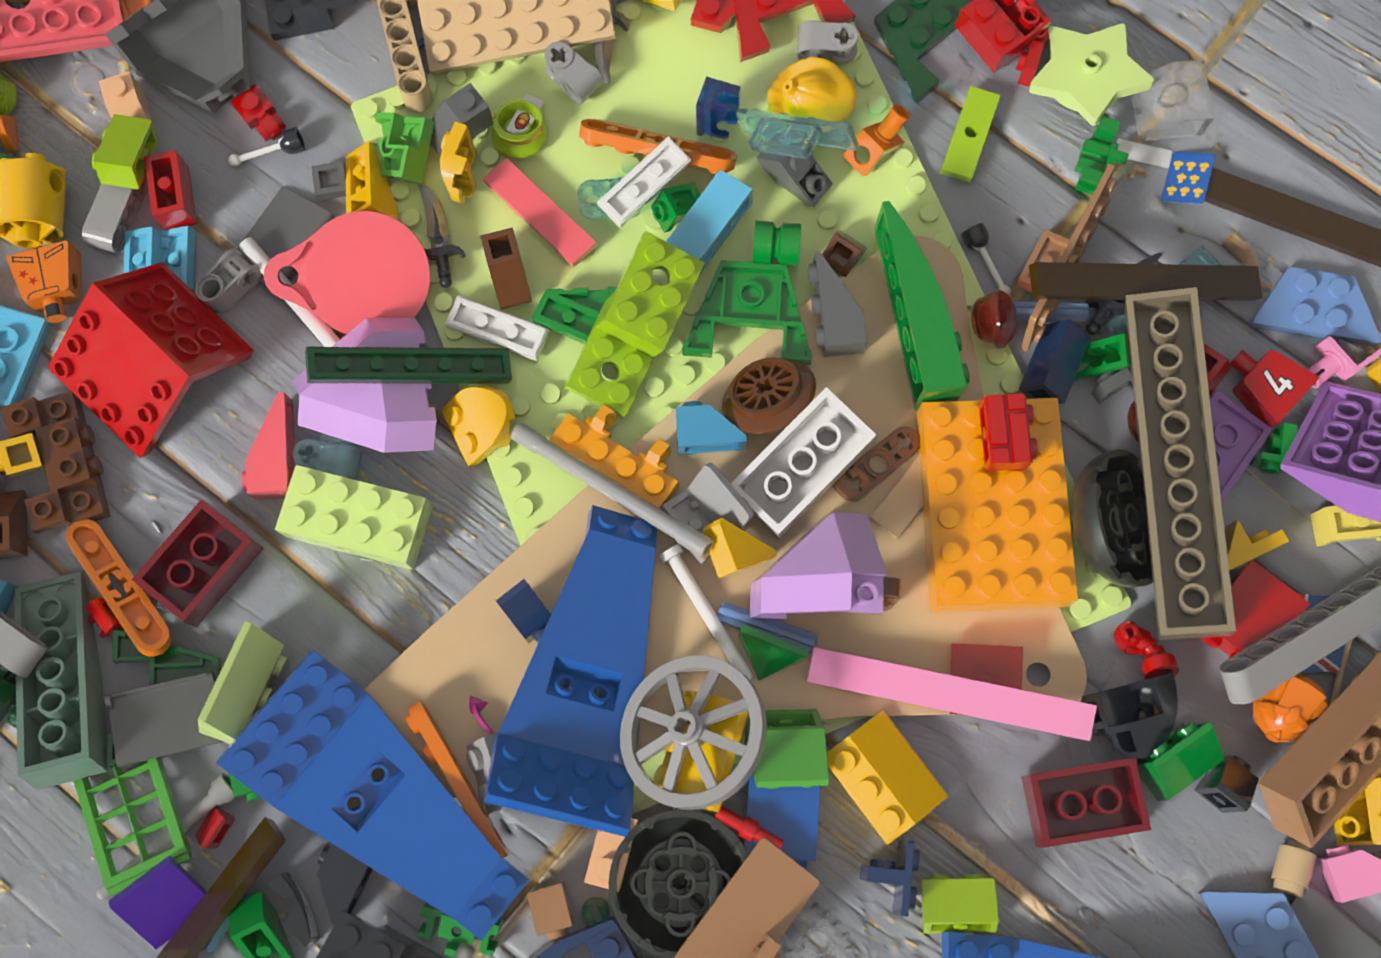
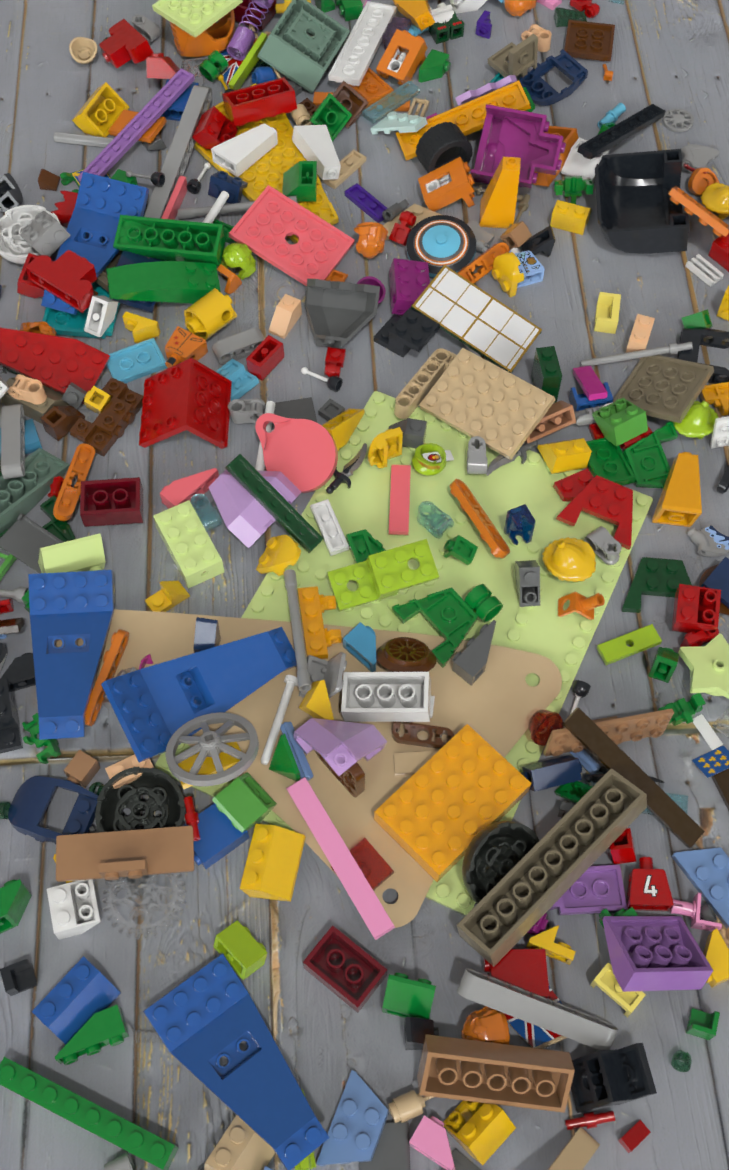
camera: 45 degrees right, 15 degrees down
(123, 149) = (260, 326): lime brick -> none
(403, 608) = (168, 597): none -> yellow slope
(404, 146) = (374, 423): bright green slope -> none
(506, 268) = (358, 505): reddish brown slope -> none
(644, 182) = (453, 524): white tile -> none
(712, 217) = (465, 568): medium azure panel -> none
(793, 134) = (538, 563): clear light blue bracket -> none
(843, 252) = (511, 636): reddish brown slope -> none
(885, 872) = (229, 907): dark blue bracket -> none
(920, 314) = (505, 695): green slope -> none
(1007, 432) = (486, 768): red brick -> none
(1032, 118) = (664, 664): none -> green slope
(1136, 714) = (412, 955): black brick -> none
(1138, 641) = (449, 949): red arm -> none

